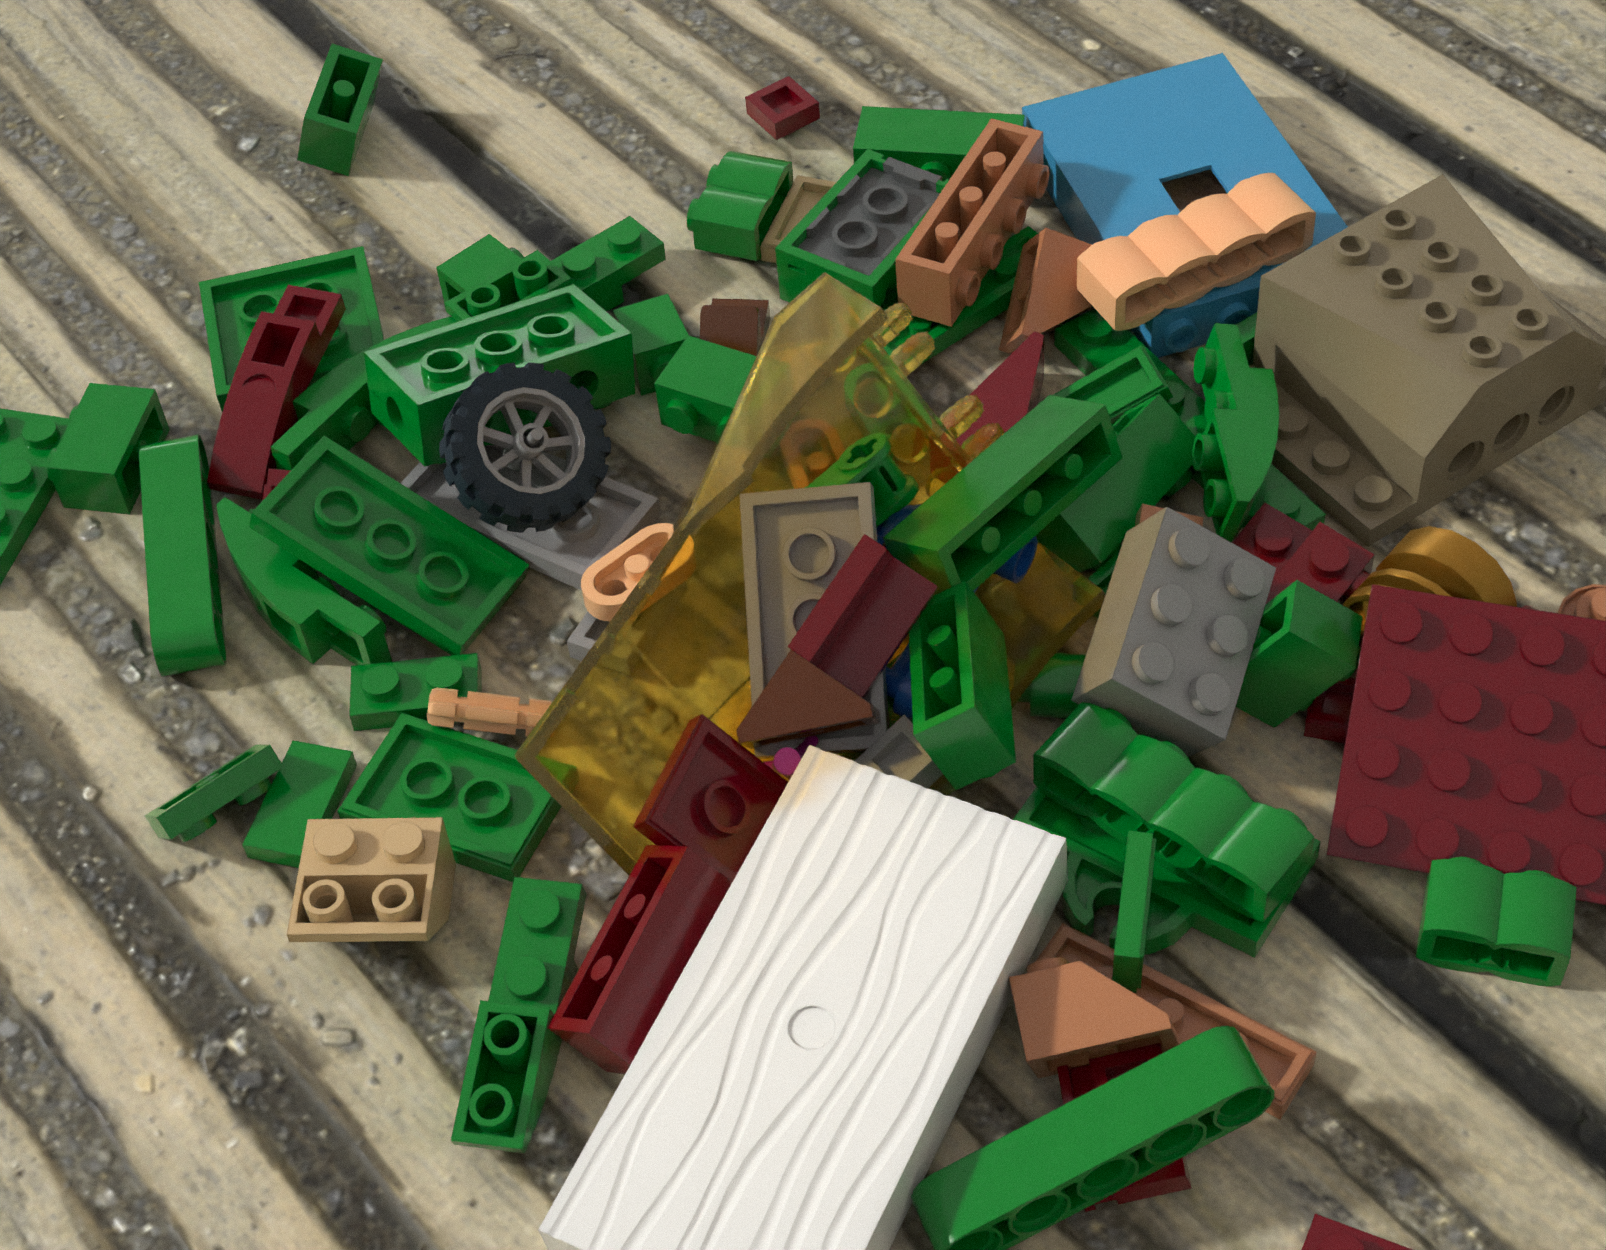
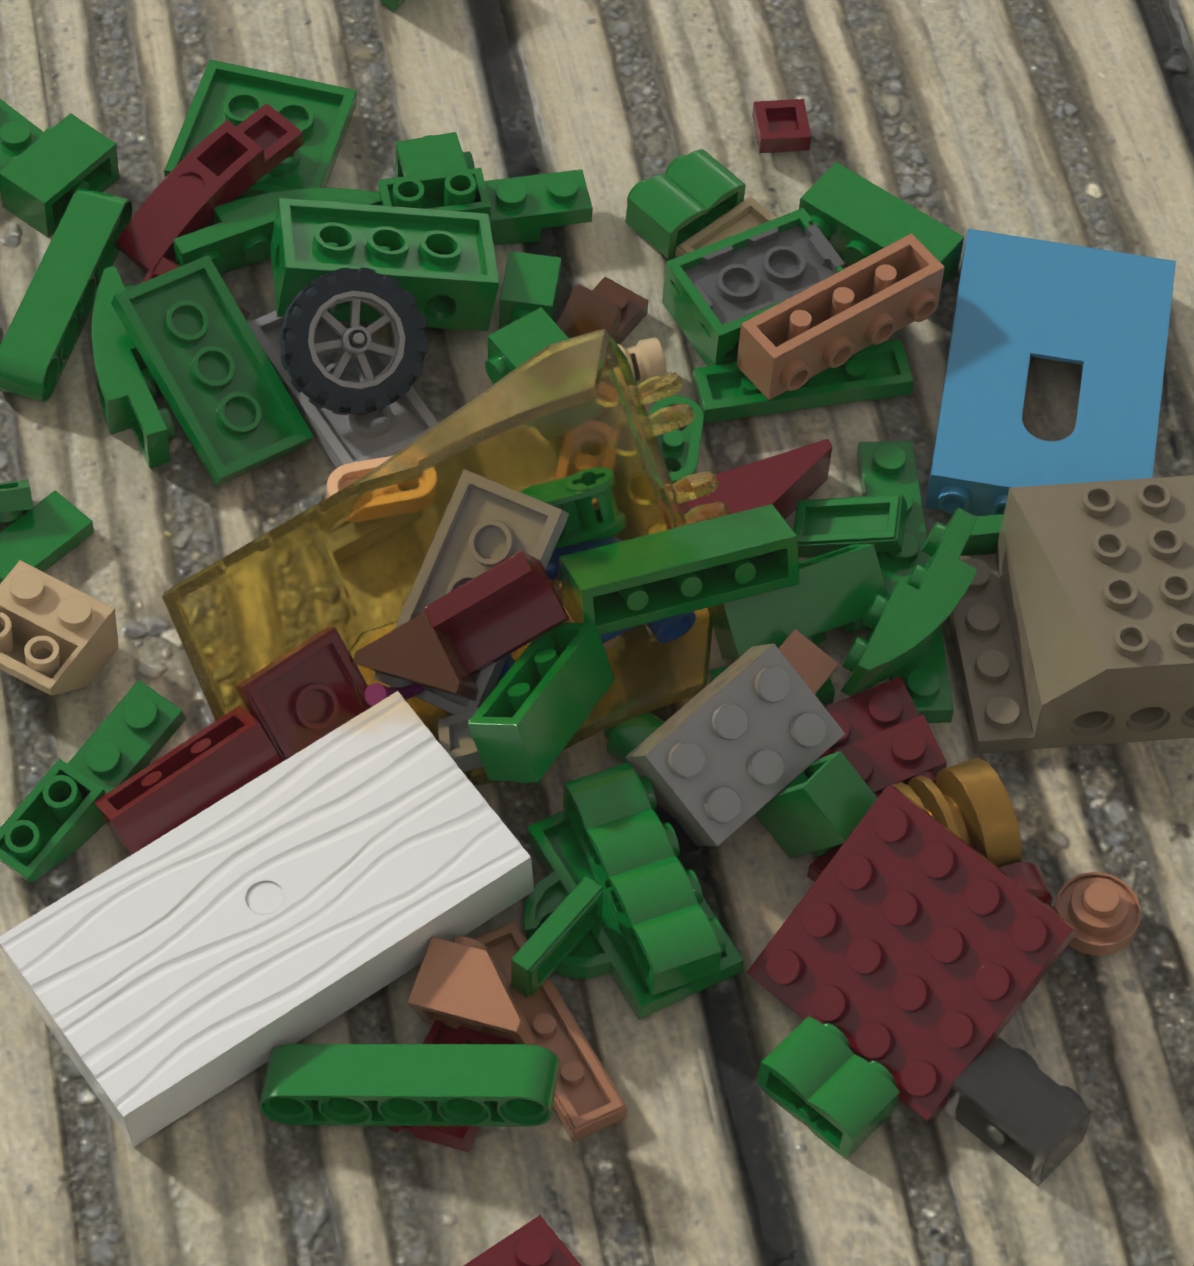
camera: 20 degrees right, 5 degrees up
(390, 688) = (169, 497): green plate -> none
(479, 788) = (130, 573): green tile -> none
(484, 711) = (198, 535): light nougat axle -> none
(1044, 288) = (876, 407): nougat slope -> none
(1190, 253) = (1004, 435): light nougat brick -> none

